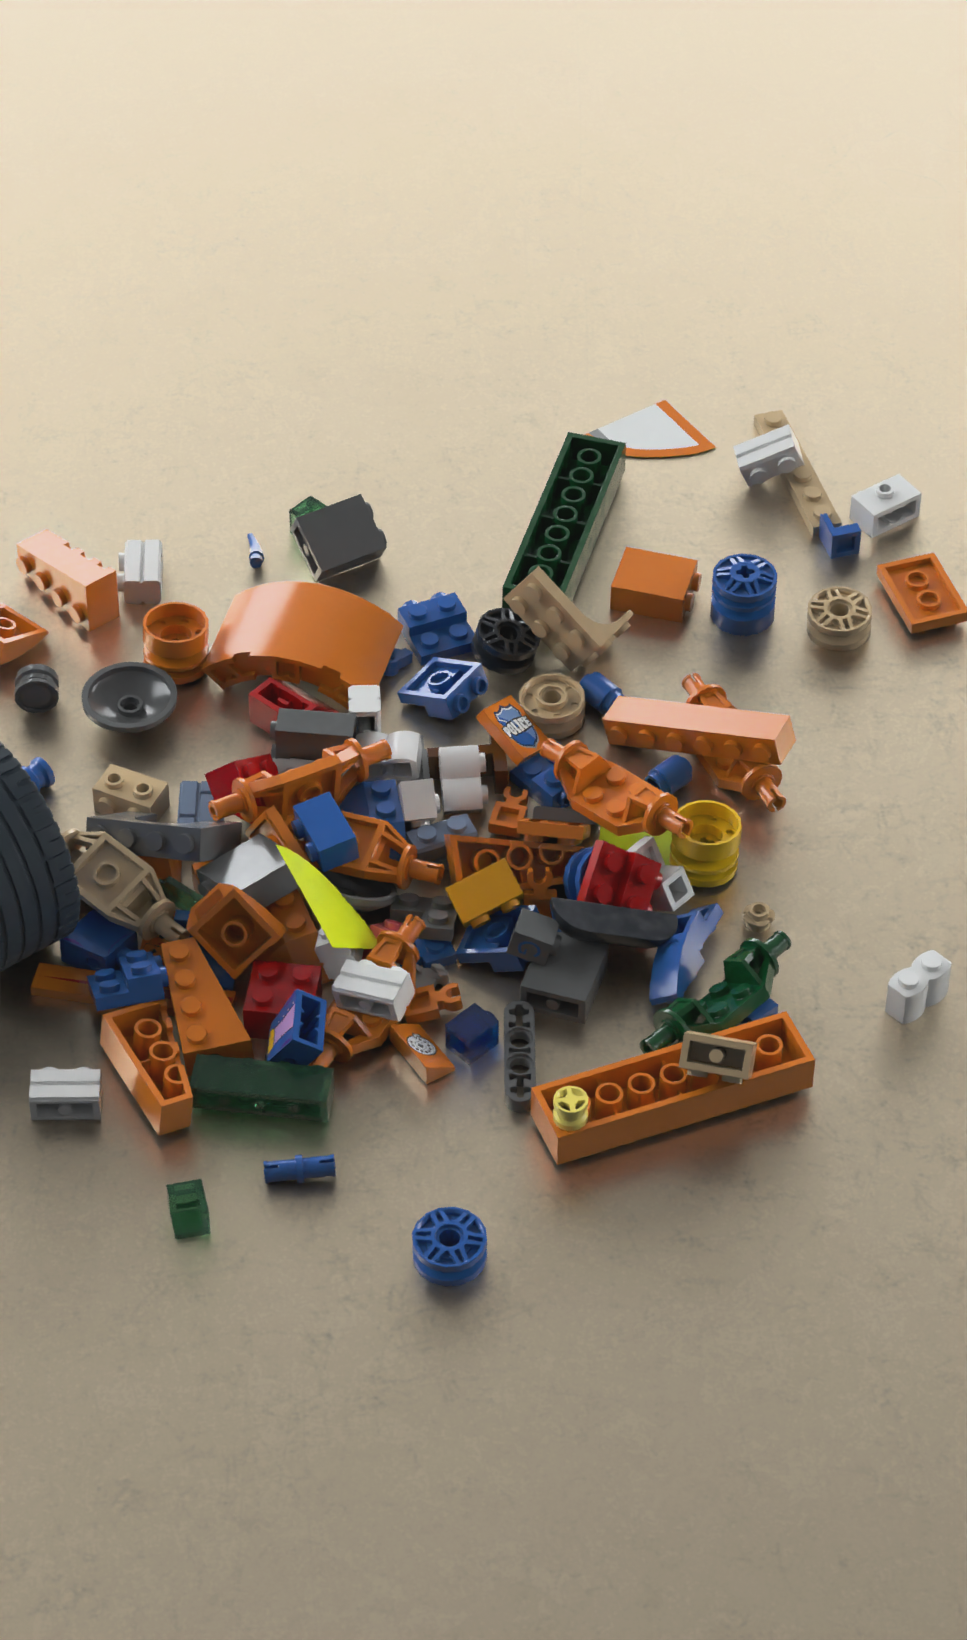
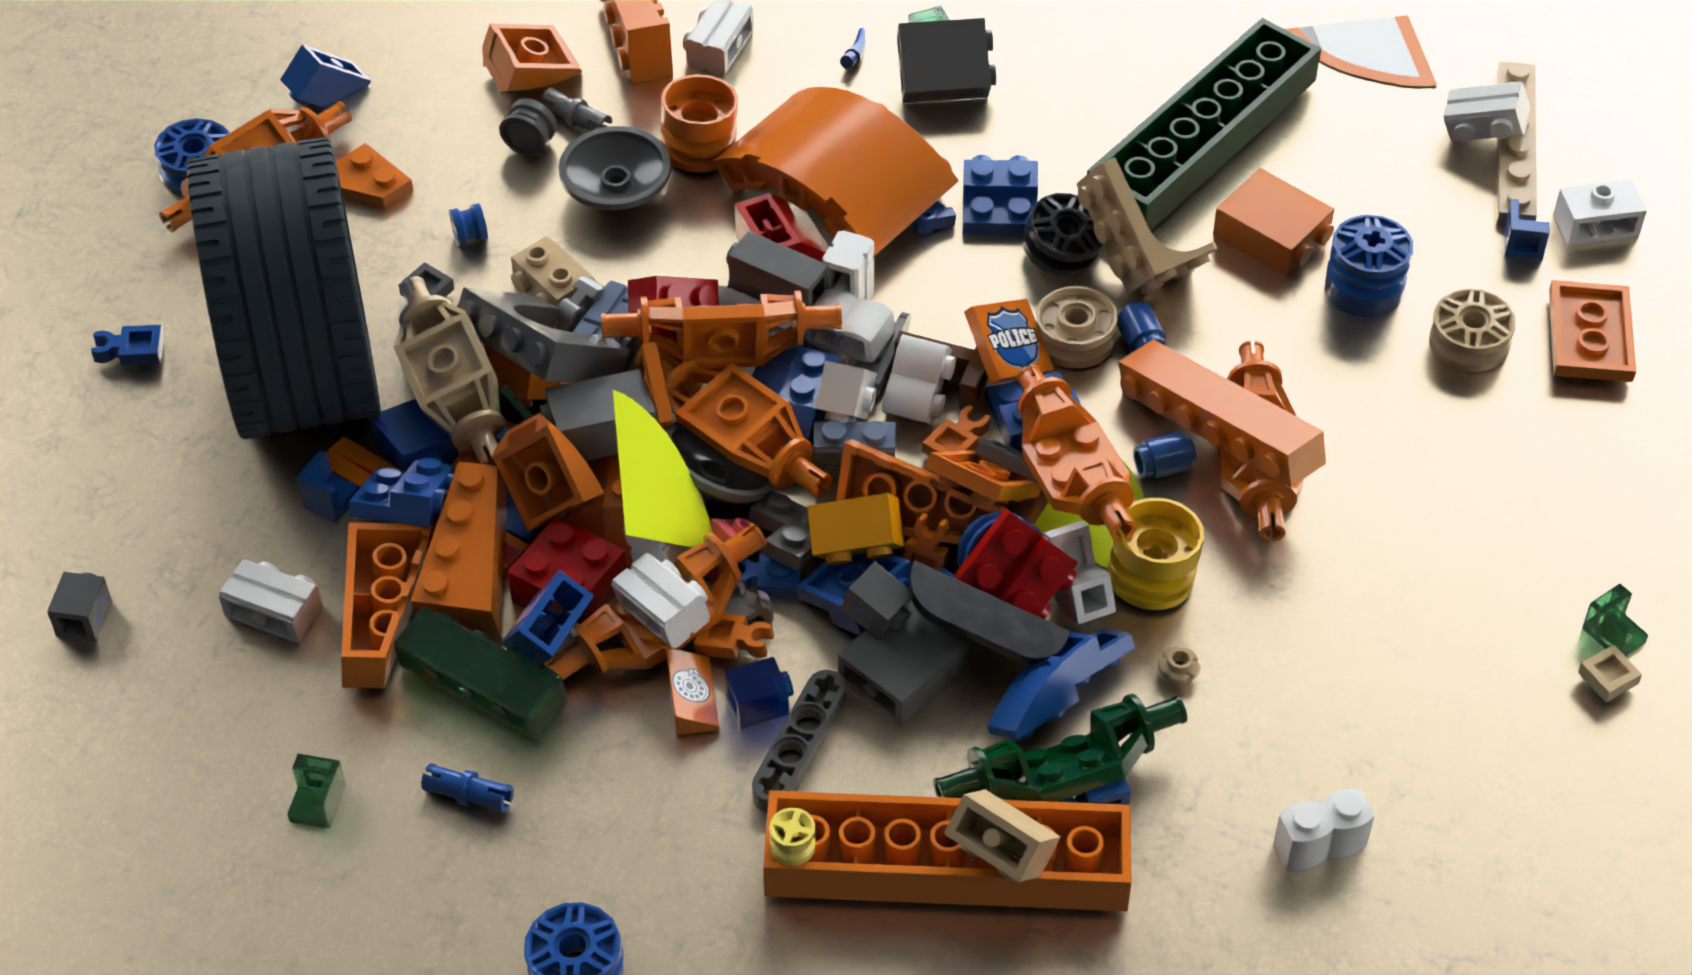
camera: 25 degrees right, 5 degrees up
(54, 1008) = (324, 491): none -> blue panel
(66, 666) = (575, 110): none -> light grey pin
(166, 810) = (574, 308): none -> light grey piece
(325, 832) = (706, 392): blue brick -> none
(445, 687) = (967, 266): blue plate -> none

